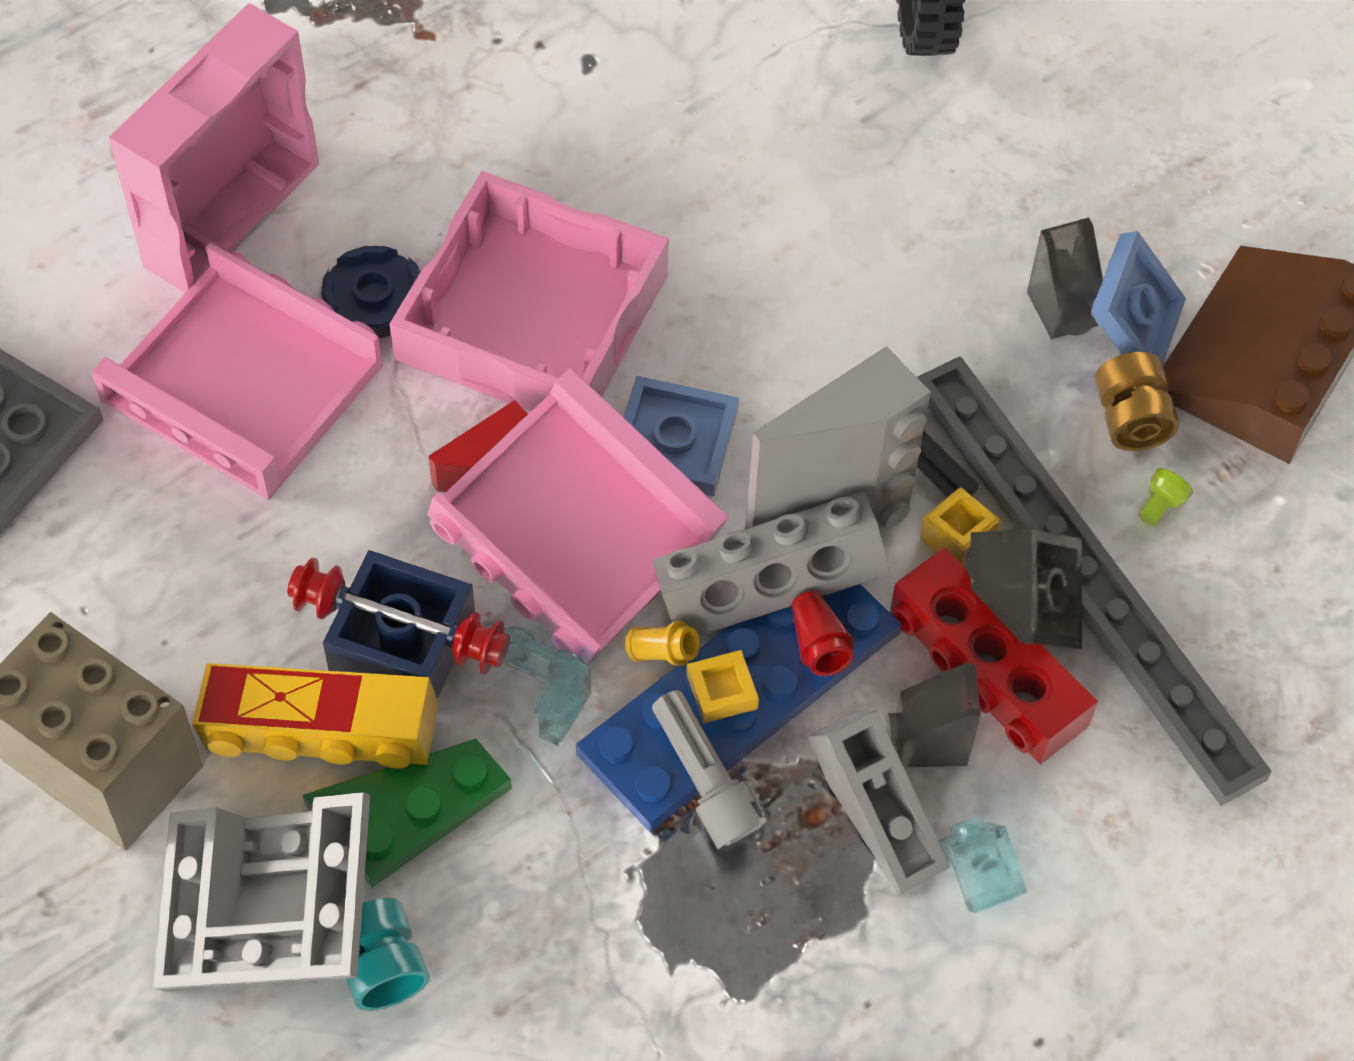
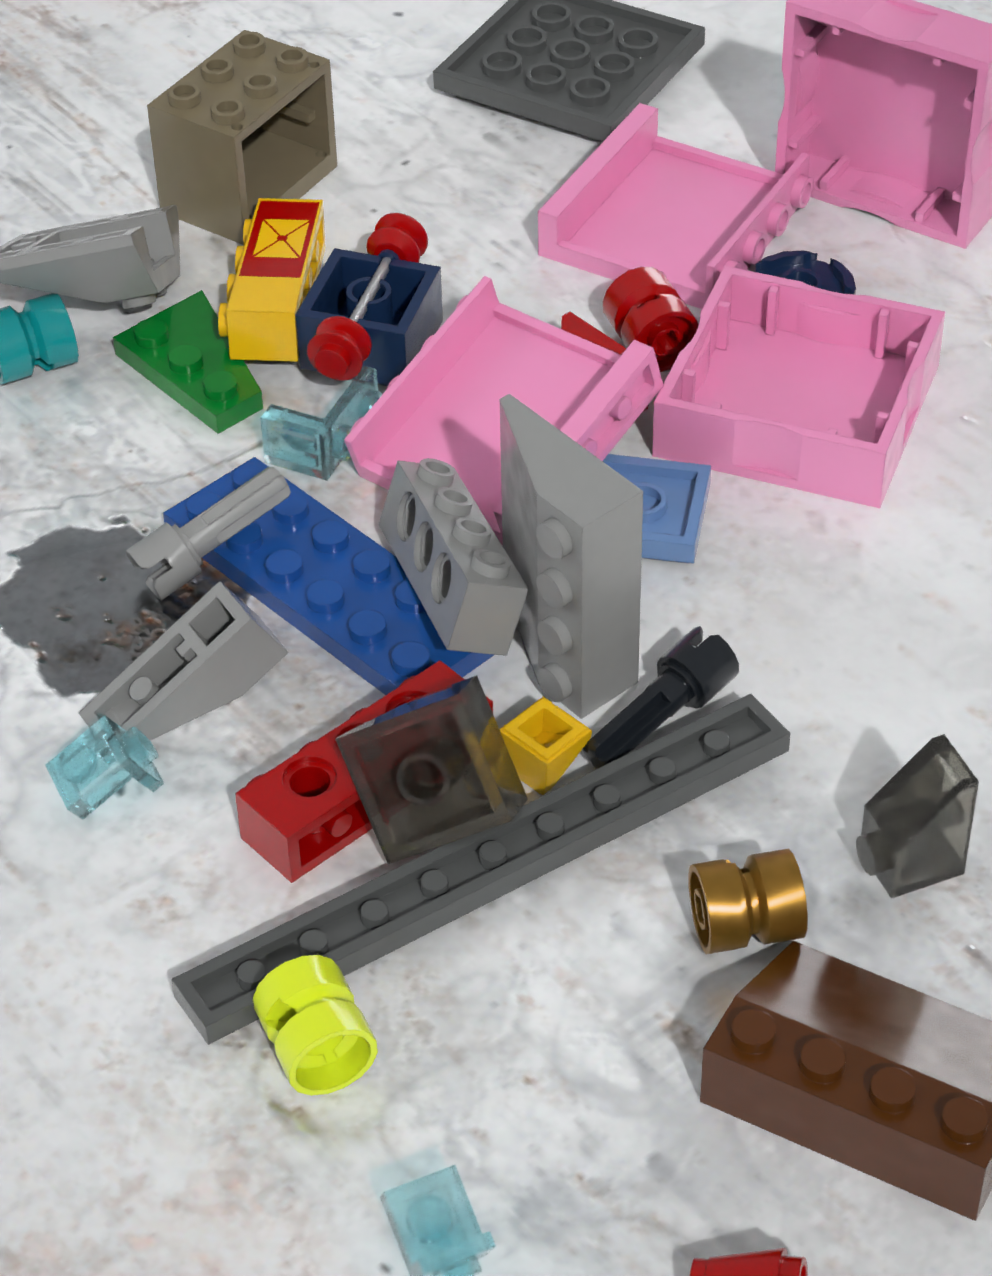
camera: 90 degrees right, 15 degrees down
(407, 402) = (649, 310): none -> red wheel
(673, 643) = (359, 495): yellow pin -> none
(722, 686) = (302, 529): yellow plate -> none
(821, 635) = (368, 601): red cone -> none
(937, 719) = (266, 717): clear smoke slope -> none
(1138, 299) = (894, 892): medium blue plate -> none
(1166, 492) = (624, 948): lime piece -> none
(1271, 692) = (314, 1025): none -> neon yellow wheel

